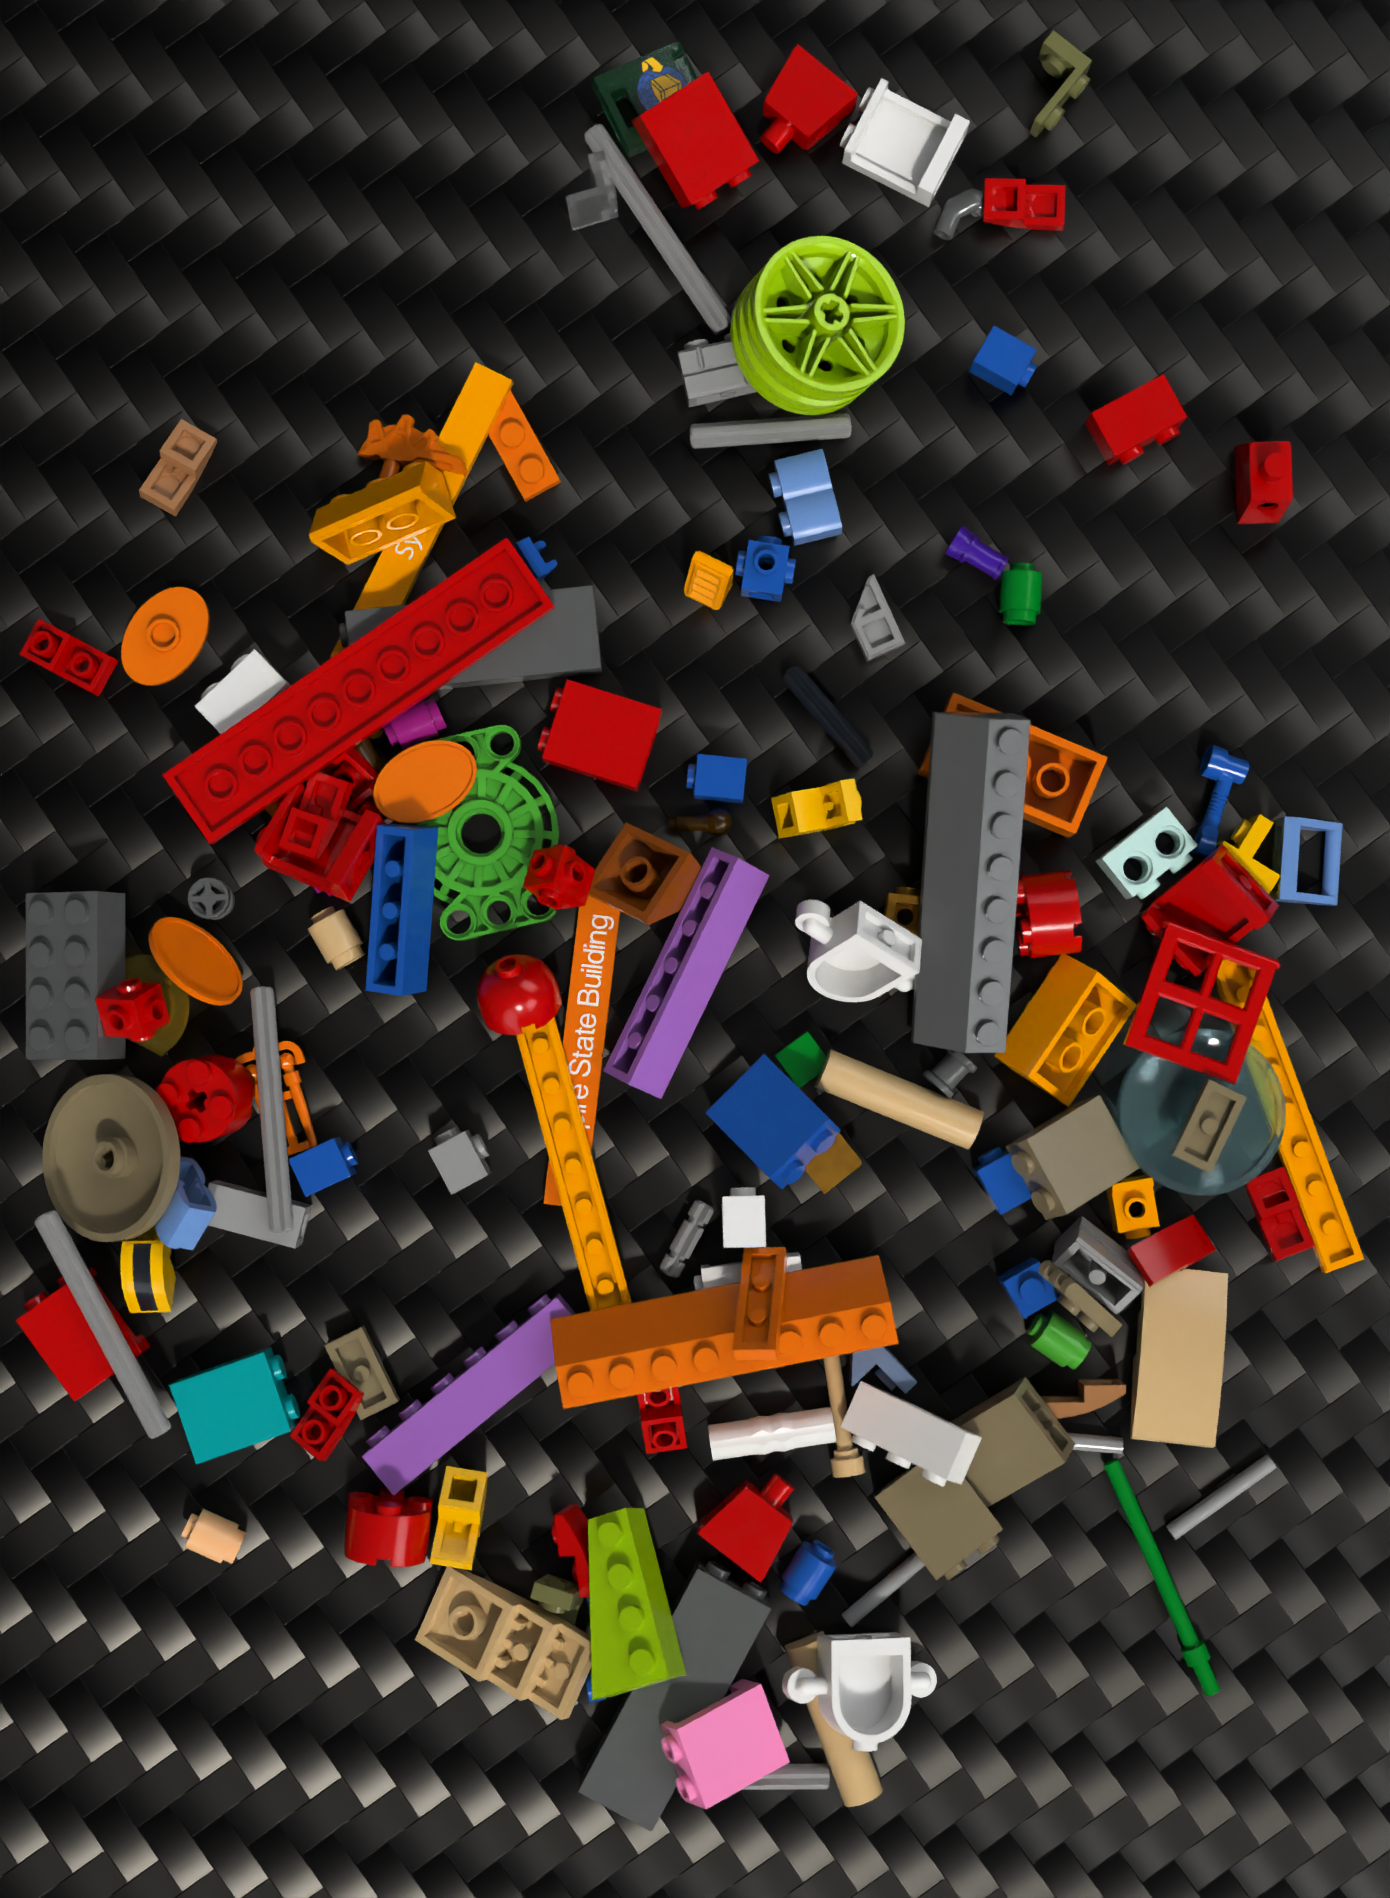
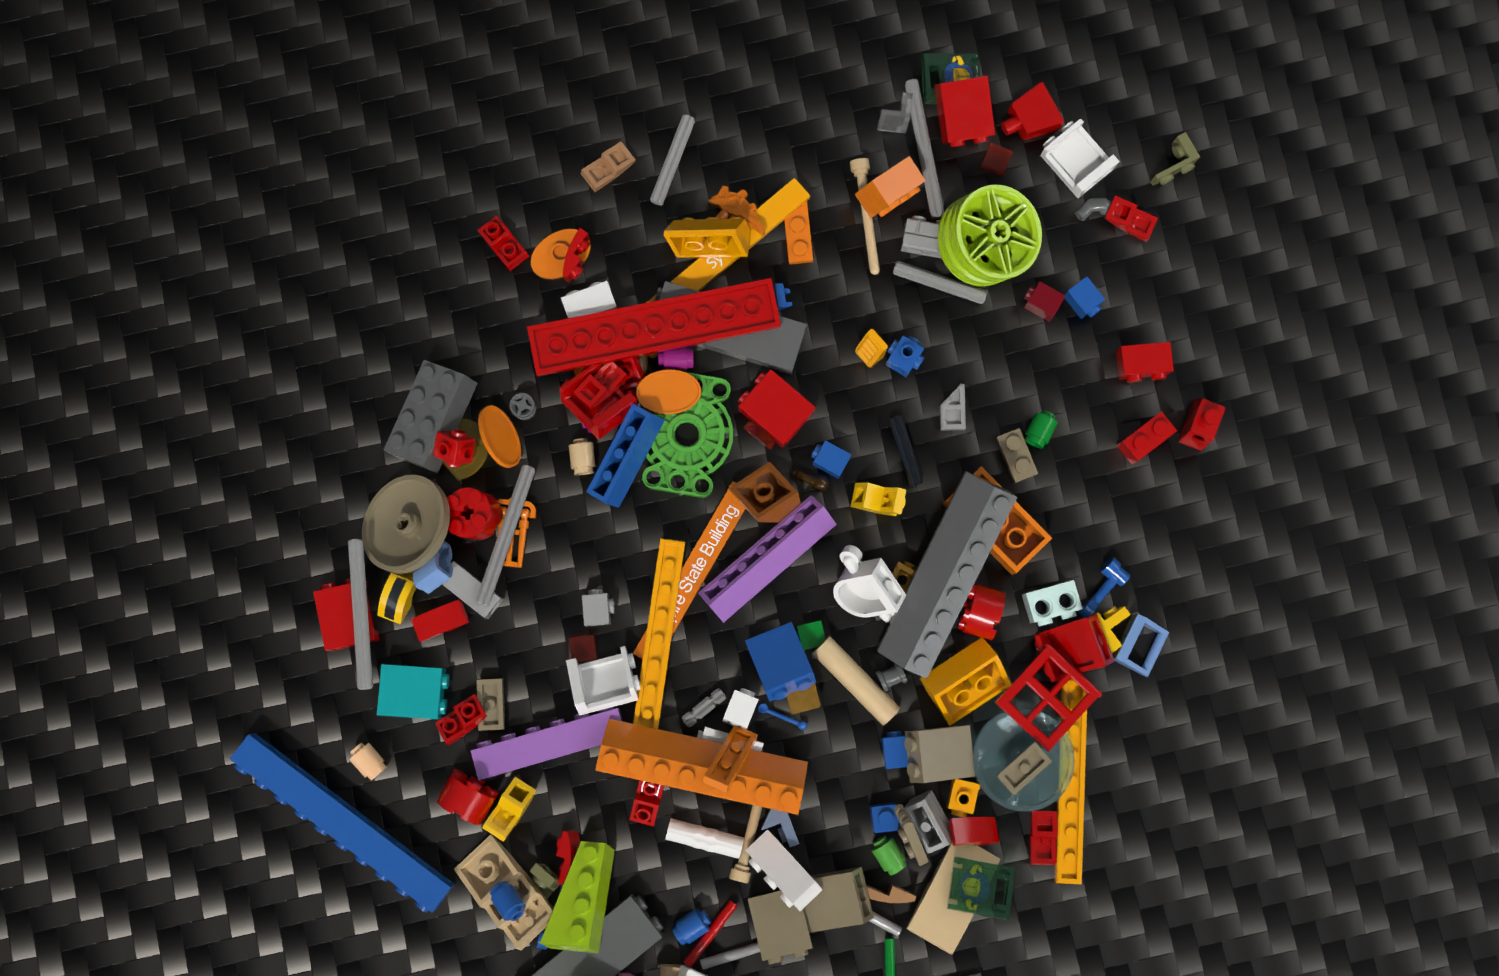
camera: 15 degrees right, 5 degrees down
(189, 644) = (573, 264): none -> red slope
(214, 1644) = (342, 822): none -> blue brick
(229, 1279) = (440, 620): none -> red slope
(274, 413) = (672, 160): none -> light grey axle
(324, 1165) = (520, 579): blue brick -> none
(465, 1228) = (583, 648): none -> clear red tile
(516, 1657) = (507, 901): none -> blue brick
(517, 994) = (669, 529): red cylinder -> none
(518, 1267) = (603, 682): none -> white panel
(559, 877) = (719, 475): red brick -> none
(572, 304) = (860, 169): none -> tan piece
(593, 786) = (760, 434): none -> clear red tile
(633, 316) = (891, 188): none -> orange brick
(750, 1525) = (670, 885): red torso -> none
(777, 198) = (996, 159): none -> clear red tile
(777, 1201) = (763, 708): none -> blue hinge
(806, 496) = (944, 327): medium blue brick -> none
(838, 1578) = (708, 936): none -> red bar
(942, 392) = (1043, 301): none -> dark red brick
(968, 548) = (1022, 391): dark purple pin -> none
(1000, 651) = (1016, 455): none -> dark tan plate
(1188, 539) = (1146, 438): none -> red brick
(1210, 1334) = (976, 886): none -> clear green container

